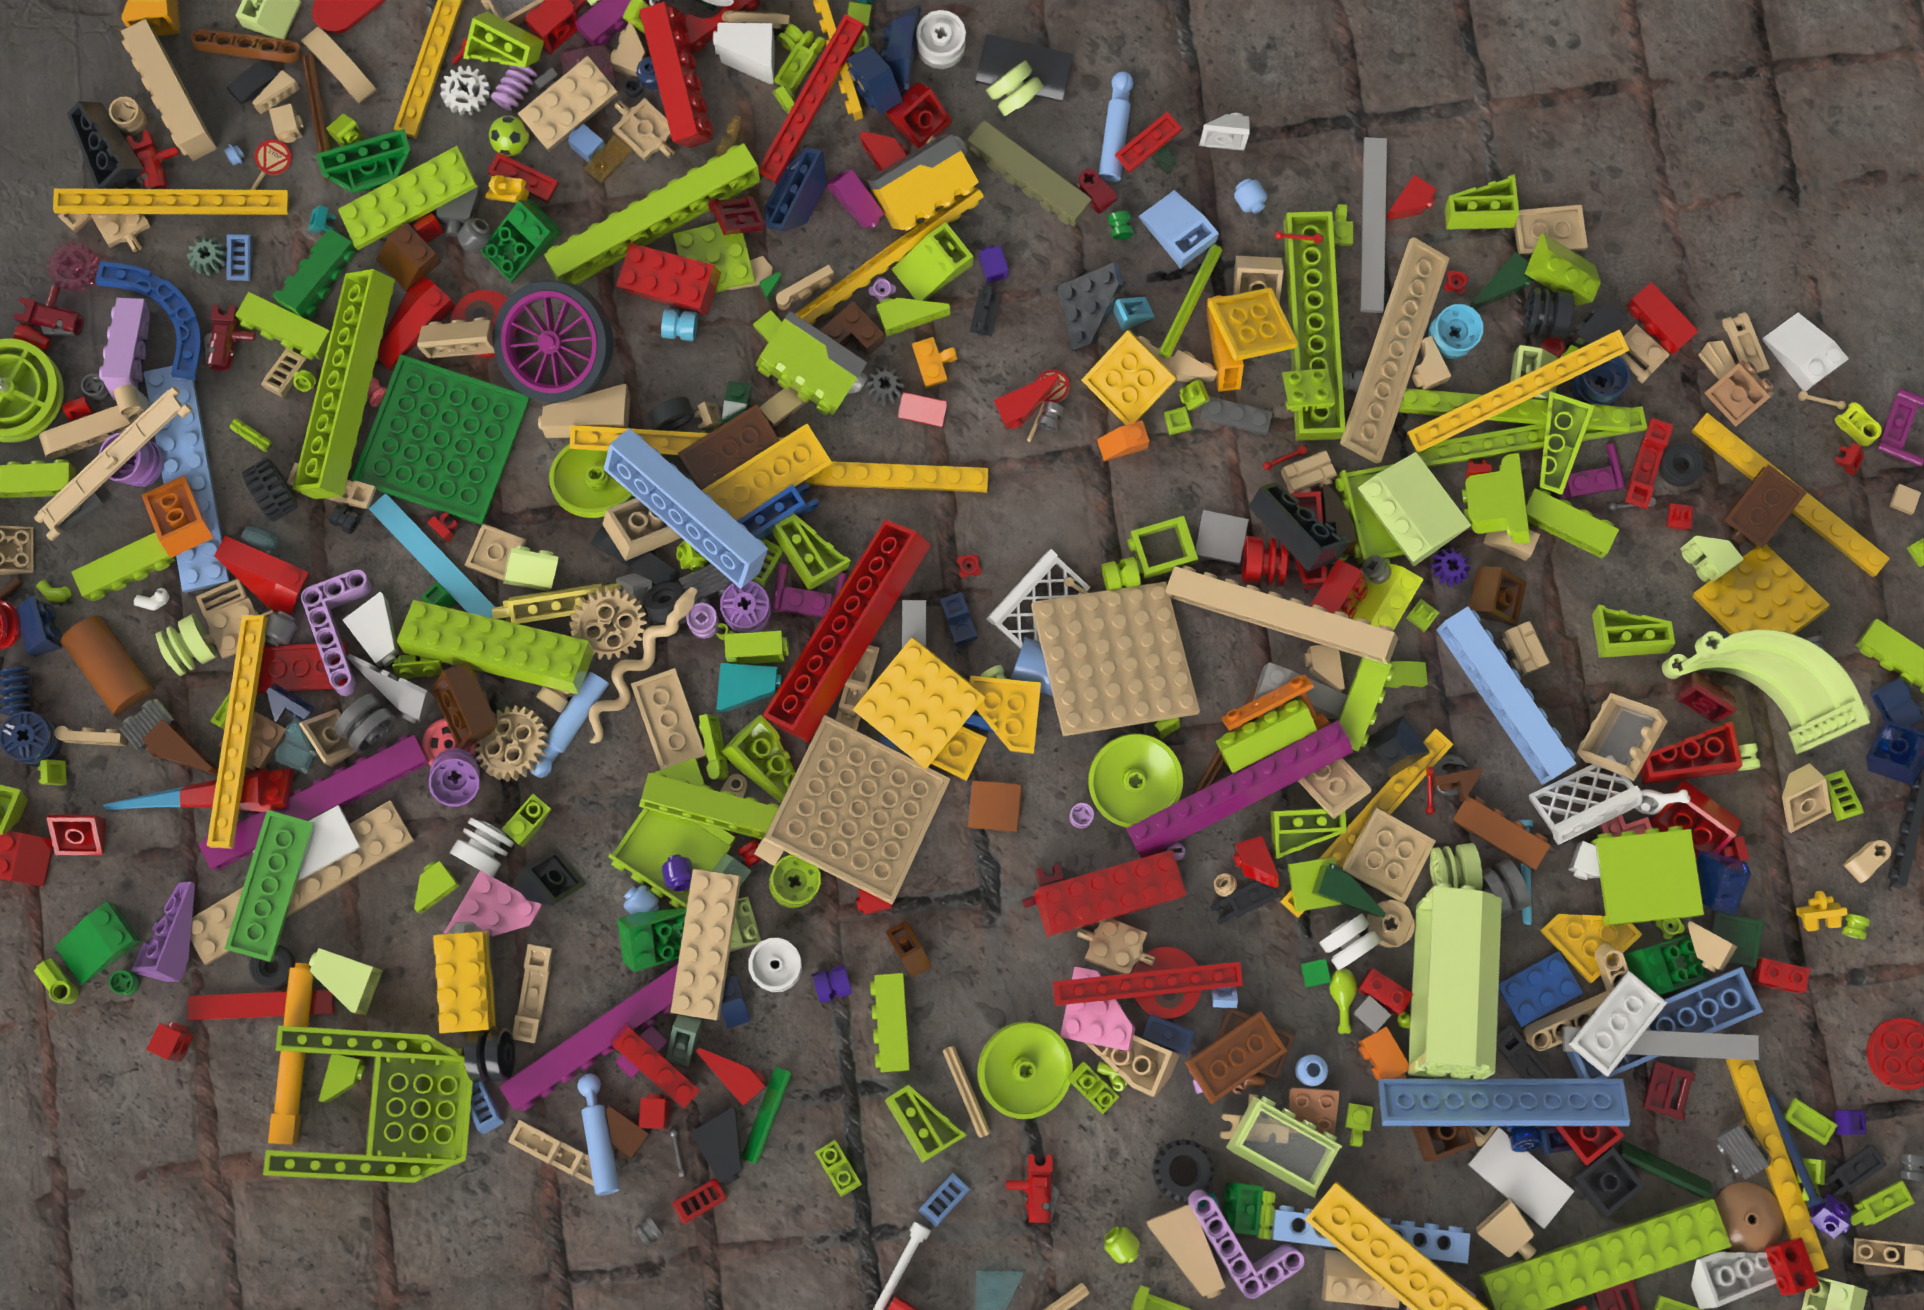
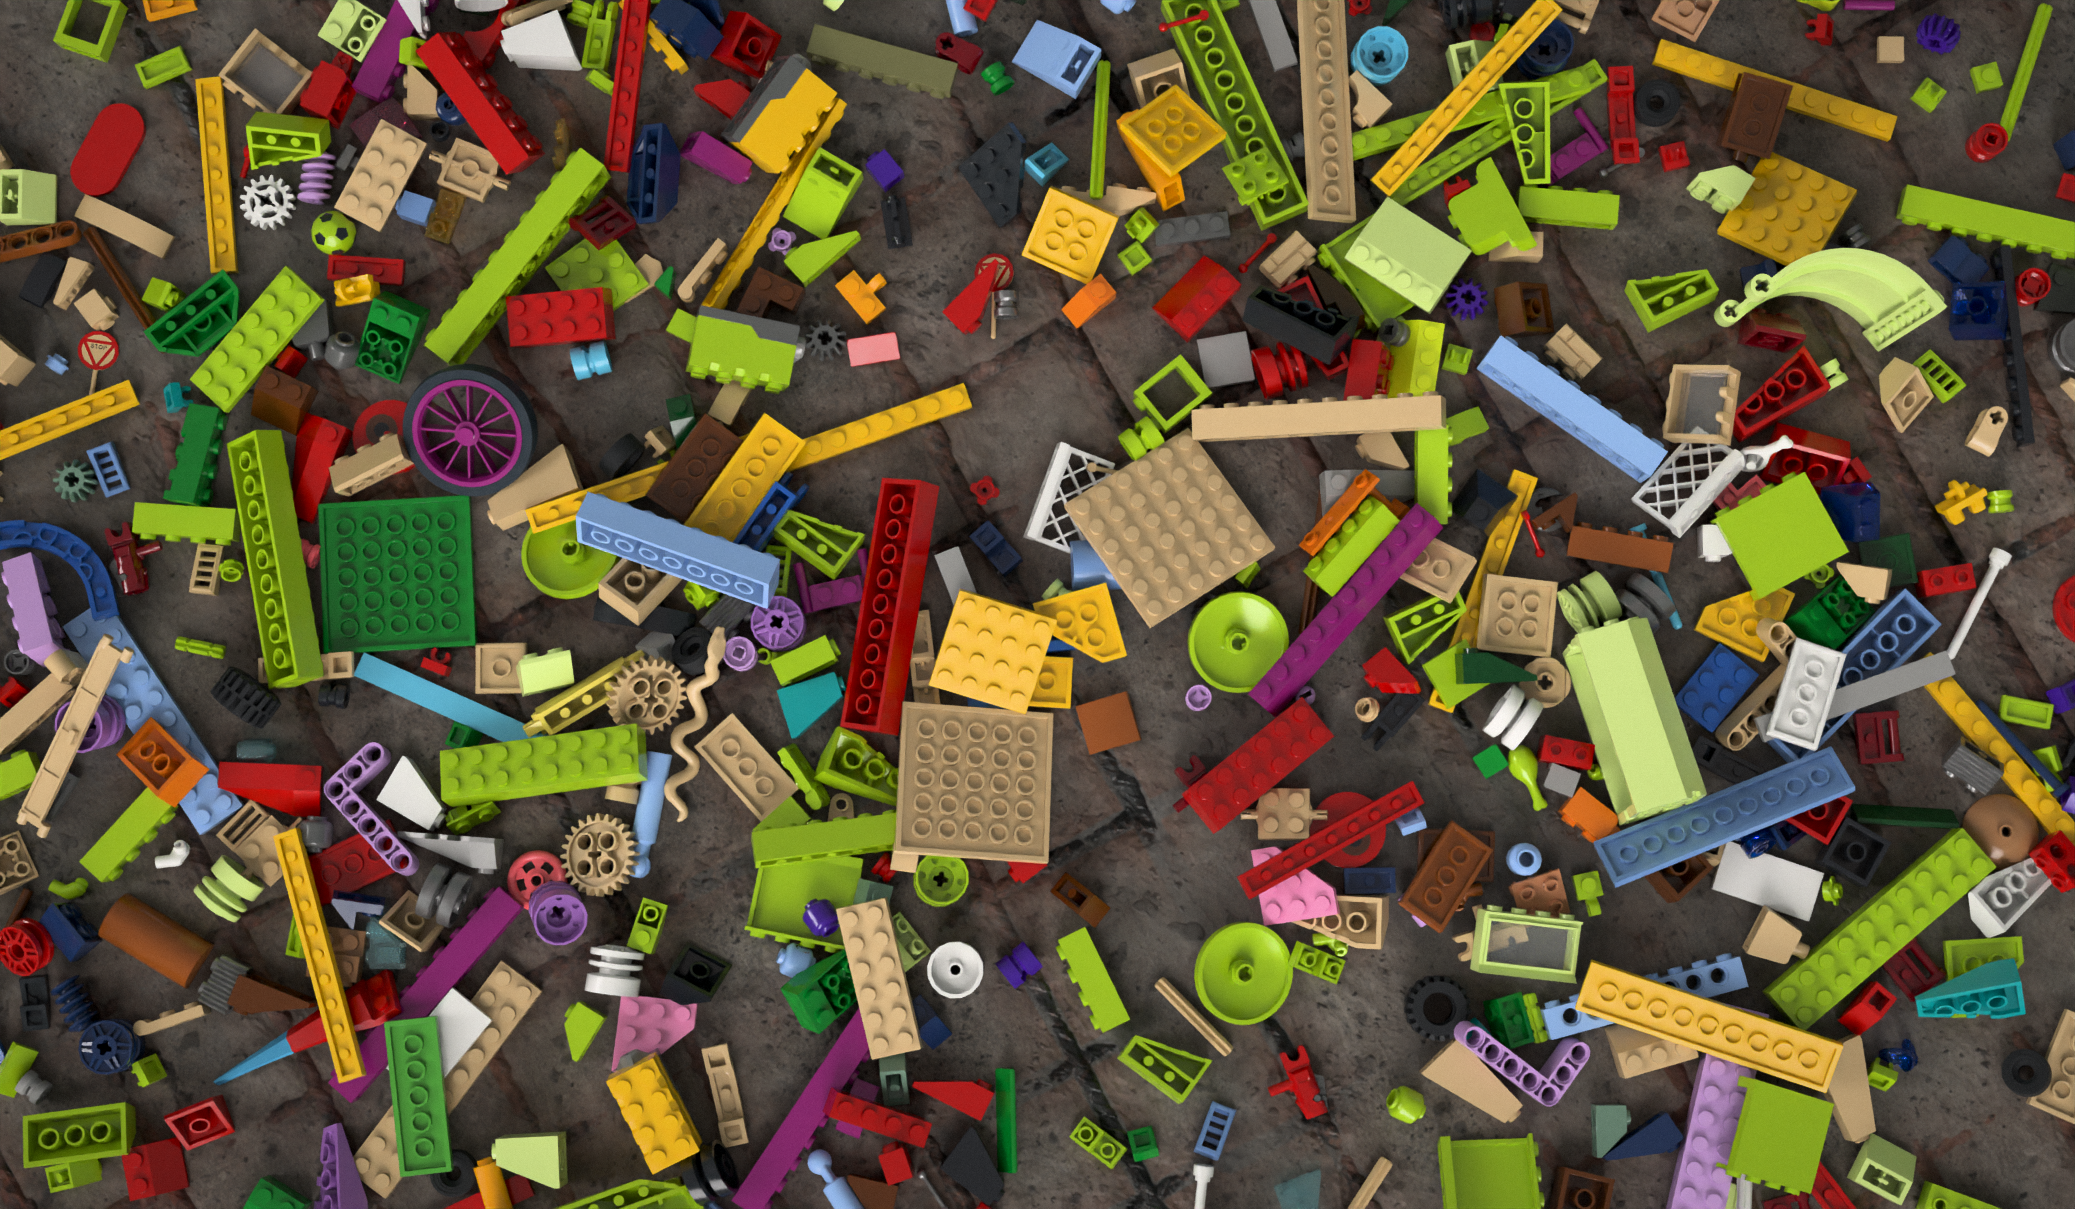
camera: 20 degrees left, 5 degrees up
(464, 705) = (536, 836): reddish brown slope -> none
(877, 1185) = (1143, 1143): none -> green slope
(1218, 475) = (1197, 297): none -> red slope
(1575, 1210) = (1832, 891): none -> lime plate
(1835, 977) = (1997, 561): none -> white piece

